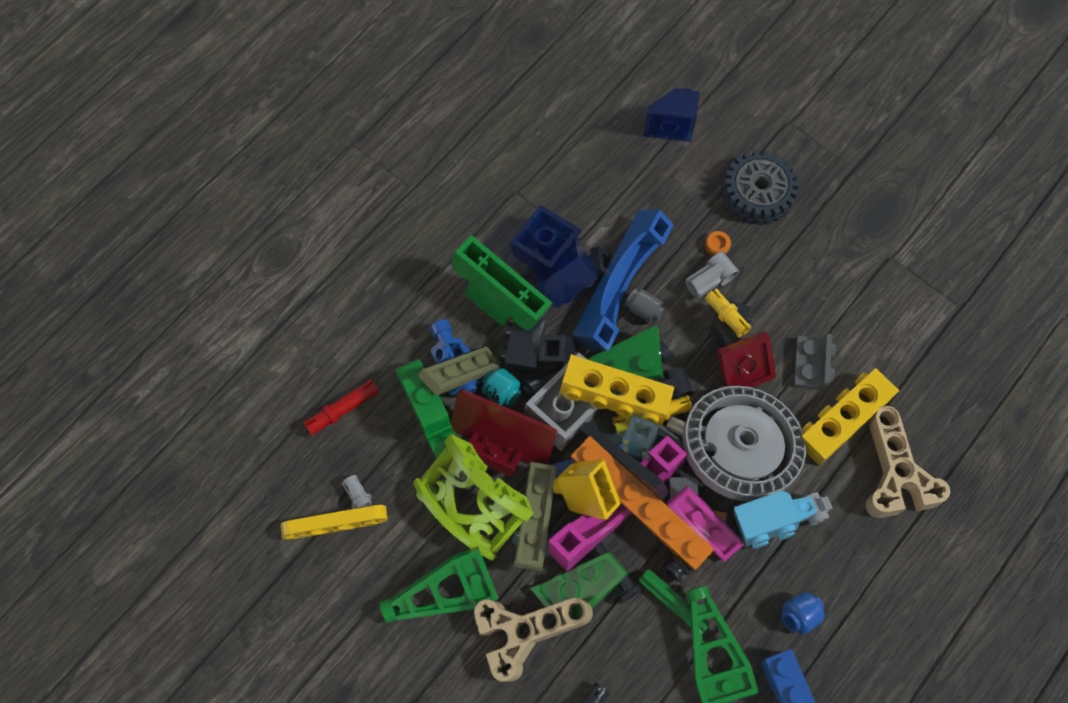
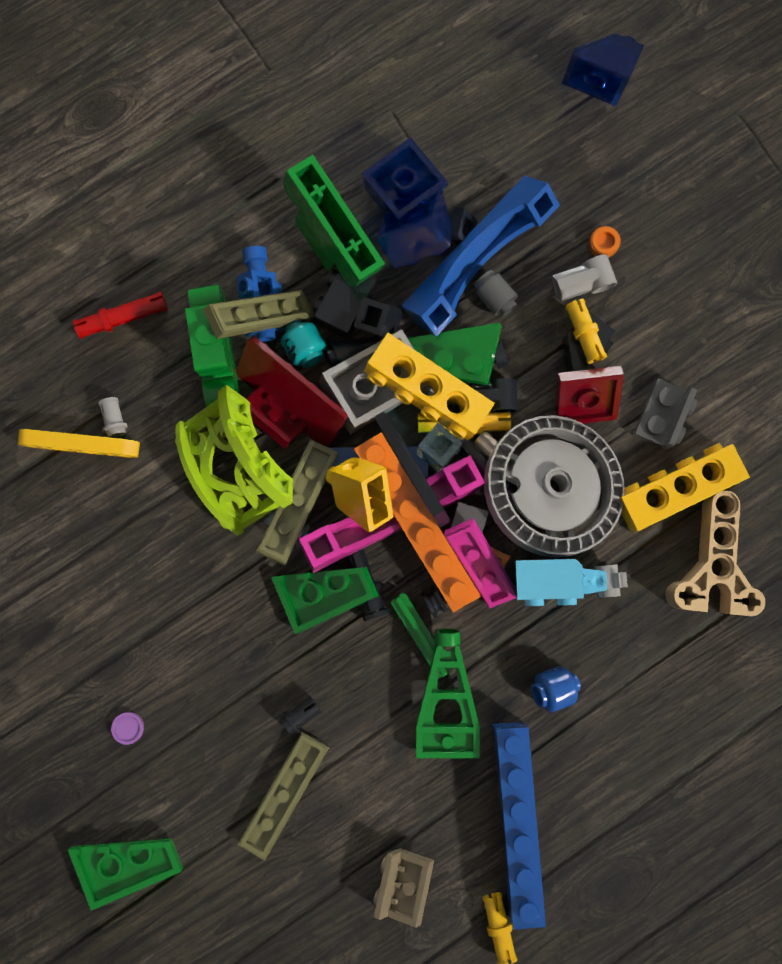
camera: 10 degrees right, 15 degrees up
(473, 575) = (211, 546): green plate -> none
(518, 648) = (237, 636): tan beam -> none
(760, 204) = (686, 167): wheel -> none

